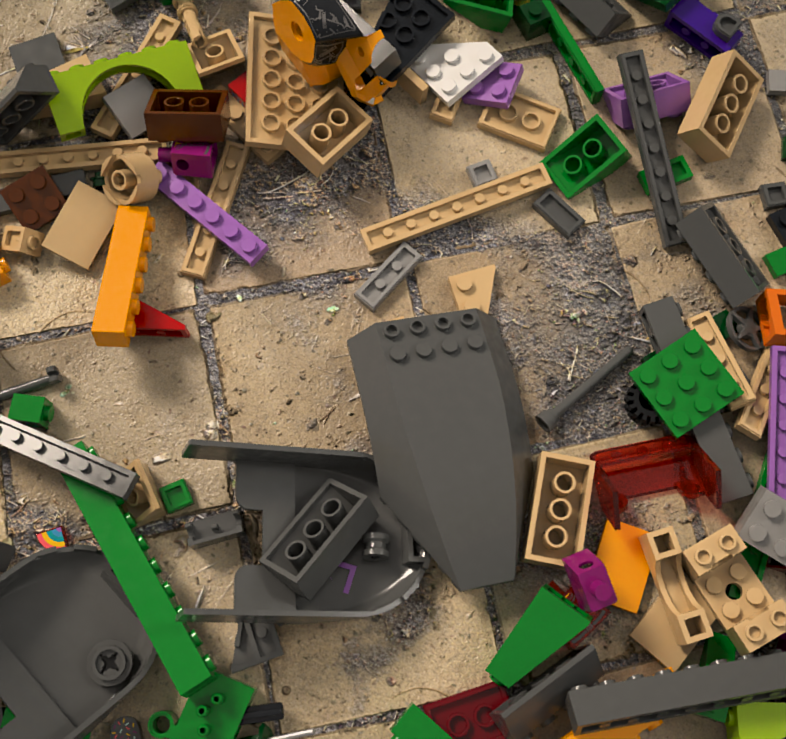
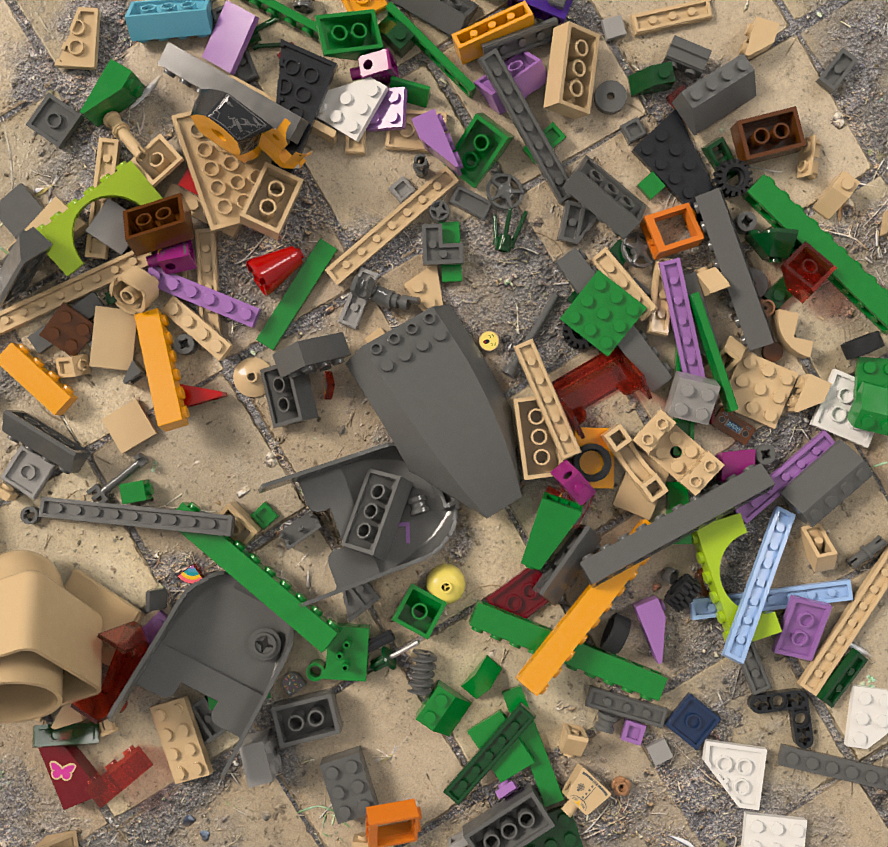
camera: 15 degrees left, 15 degrees up
(57, 332) = (129, 426): none -> tan tile
(89, 272) = (134, 373): none -> dark grey slope
(166, 266) = (190, 346): none -> dark grey wheel
(186, 246) = (197, 328): none -> tan plate
(230, 336) = (241, 377): none -> tan dish
(265, 355) = (288, 399): none -> dark grey slope
(301, 208) = (274, 268): none -> red cone
(309, 313) = (311, 354): none -> dark grey brick
(315, 249) = (297, 294): none -> green tile
(316, 363) = (328, 385): none -> clear red tile
(328, 689) = (419, 611): none -> green slope
(391, 666) = (447, 574): none -> light yellow cylinder
(416, 279) = (382, 296): none -> dark grey piece
(500, 33) = (377, 65): none -> magenta torso
(500, 251) = (437, 253): none -> dark grey plate
(513, 151) = (423, 164): none -> dark grey pin
(516, 205) = (439, 207): none -> dark grey wheel
(516, 260) = (451, 234): none -> green tile
(530, 376) = (488, 341): none -> light yellow tile
(534, 78) = (416, 93): none -> green slope
(542, 128) = (431, 133): none -> medium lavender slope
(584, 268) = (503, 242): none -> dark green plant
(585, 466) = (547, 399): none -> tan tile
(602, 213) = (504, 191): none -> dark grey wheel
(635, 556) = (606, 462): none -> black tyre
(658, 40) = (469, 40): none -> light orange brick
(677, 59) = (522, 39): none -> dark grey tile
(677, 273) = (574, 223): none -> dark grey wing
(758, 142) = (608, 106): none -> dark grey piece

